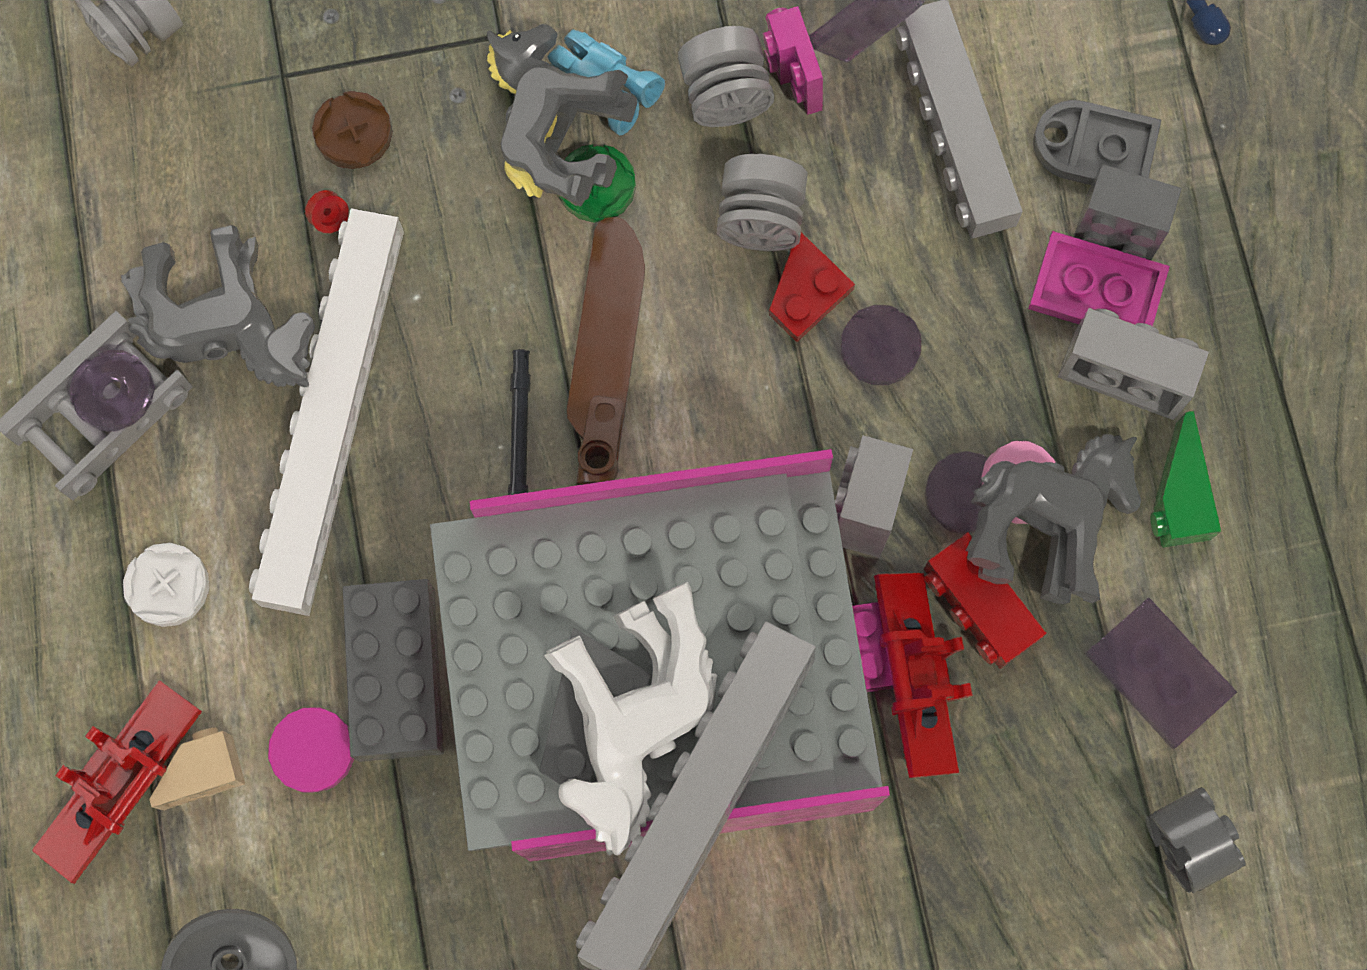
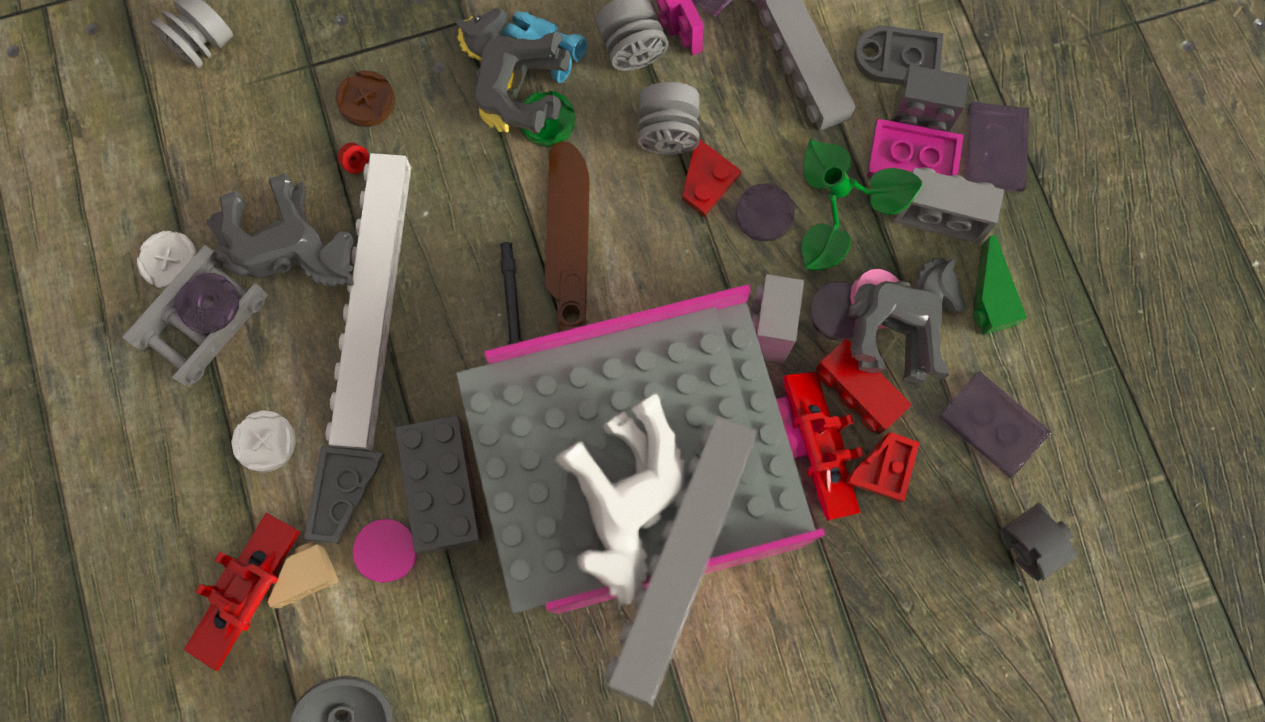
camera: 10 degrees left, 0 degrees up
(60, 321) = (164, 257): none -> white tile
(258, 661) = (338, 490): none -> dark grey wing
(969, 296) = (827, 168): none -> green plant
(1002, 715) = (887, 467): none -> red wing
(1216, 287) = (997, 145): none -> clear purple tile

